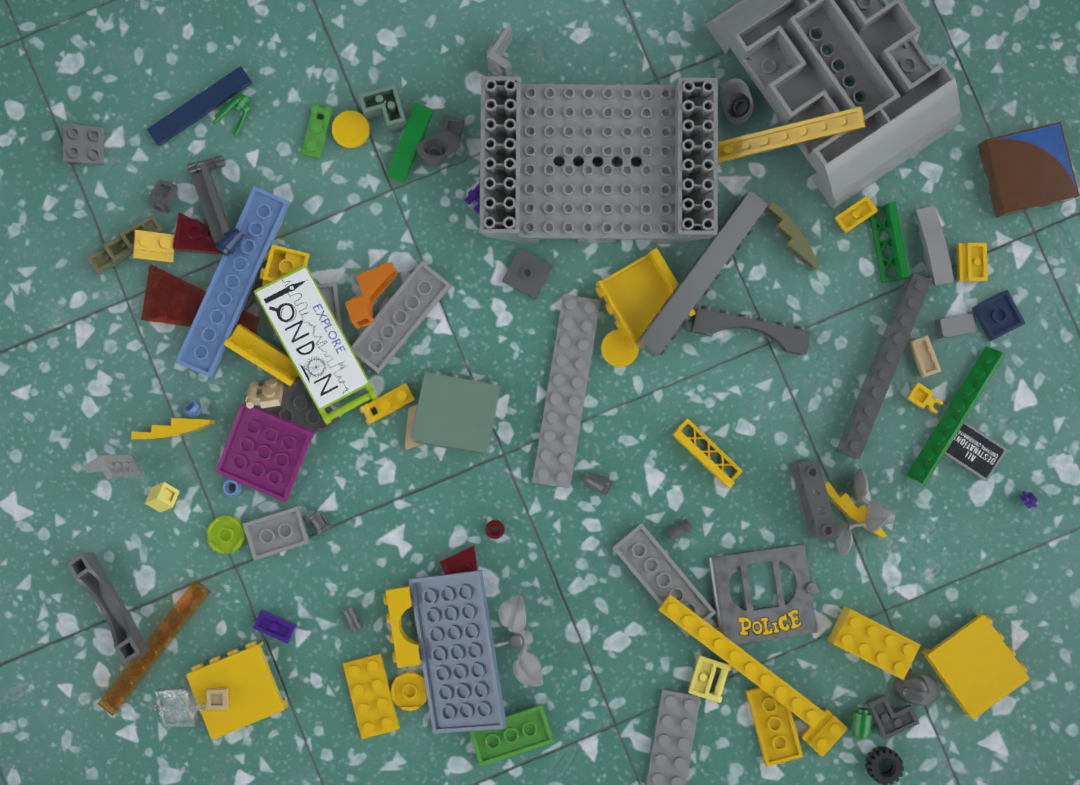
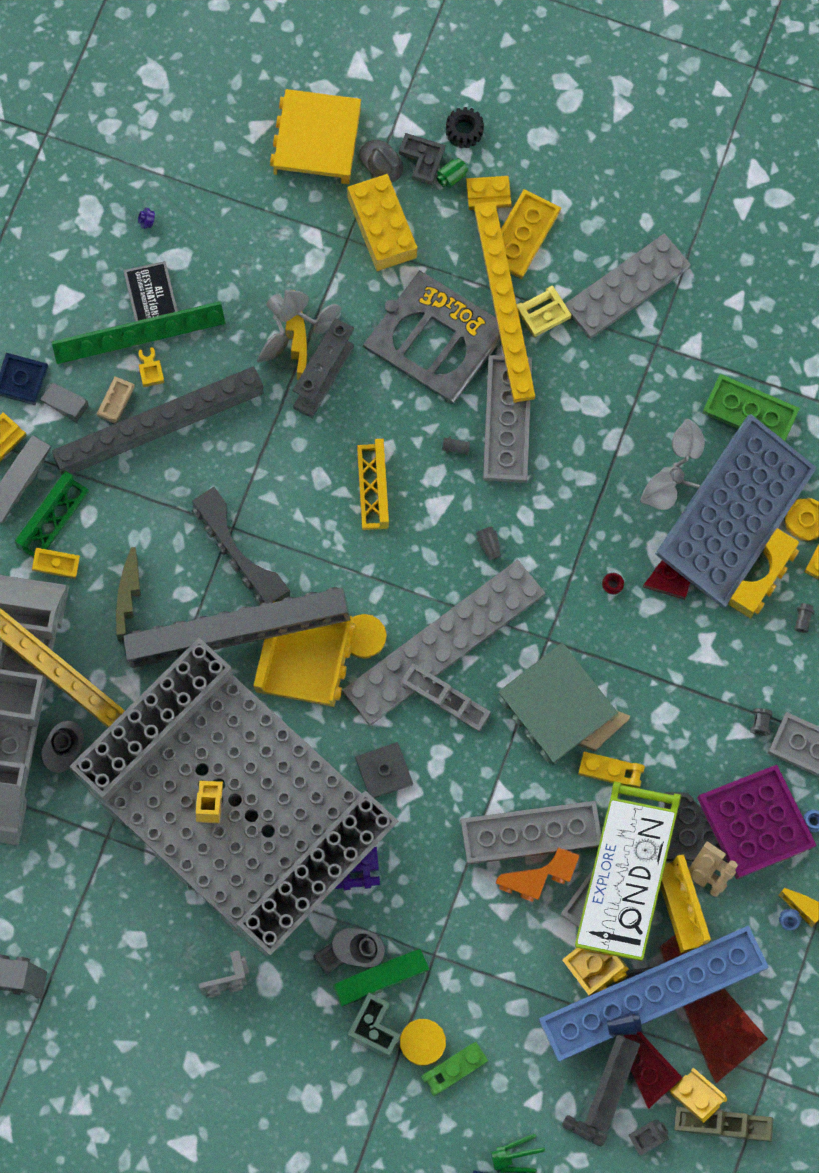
camera: 145 degrees left, 15 degrees down
(531, 354) = (446, 697): none -> light grey slope
(607, 134) = (209, 802): none -> yellow brick

